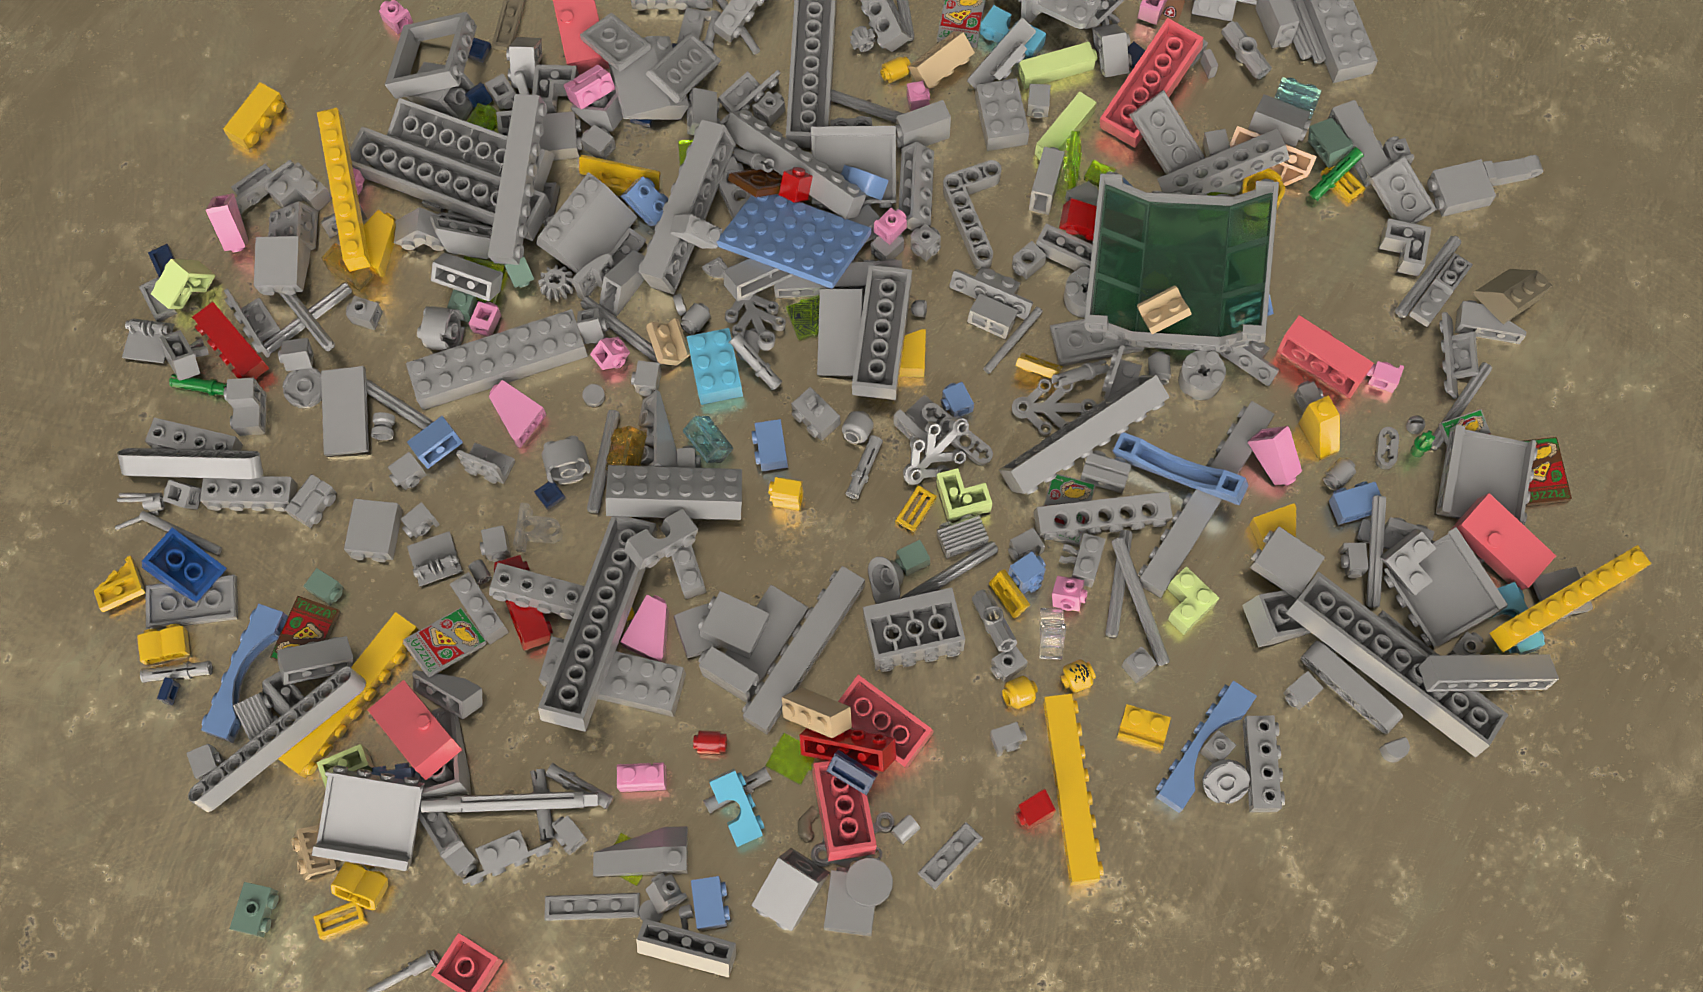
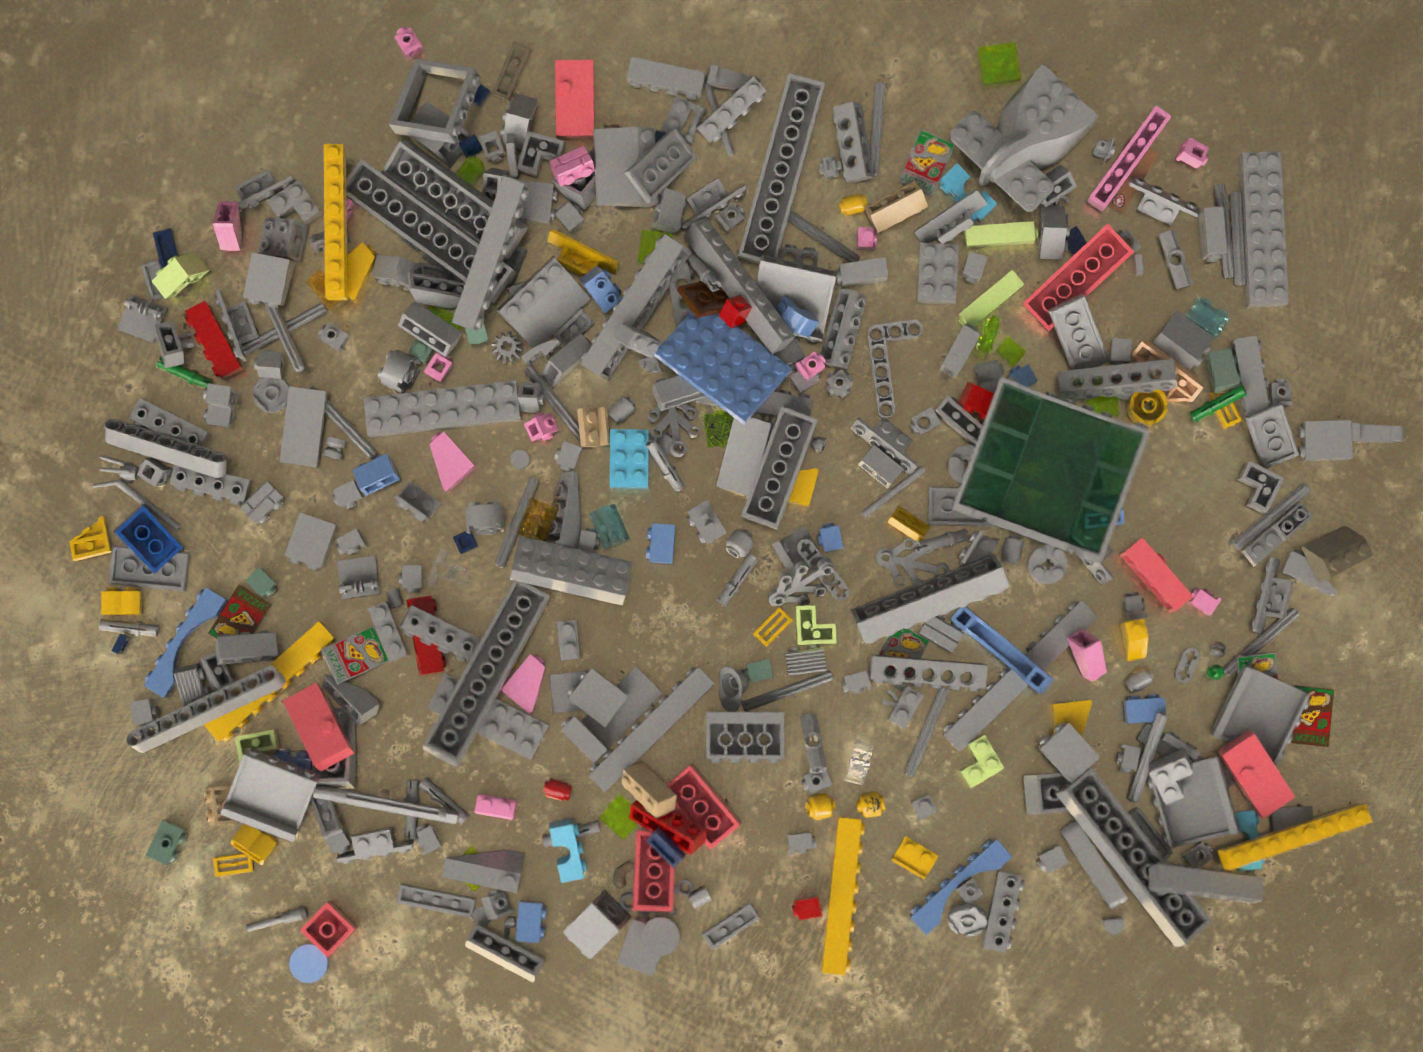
camera: 15 degrees right, 15 degrees up
(254, 116) = (265, 118): yellow brick -> none
(615, 42) = (604, 127): light grey tile -> none
(647, 550) = (536, 621): light grey arch -> none
(680, 304) = (611, 393): light grey tile -> none
(786, 493) = (665, 592): yellow brick -> none
(1010, 592) = (832, 721): yellow tile -> none
(1028, 572) = (851, 710): medium blue brick -> none
(1069, 593) = (882, 733): bright pink brick -> none
(1140, 601) = (939, 753): light grey axle -> none
(1163, 309) = (1027, 506): tan bracket -> none

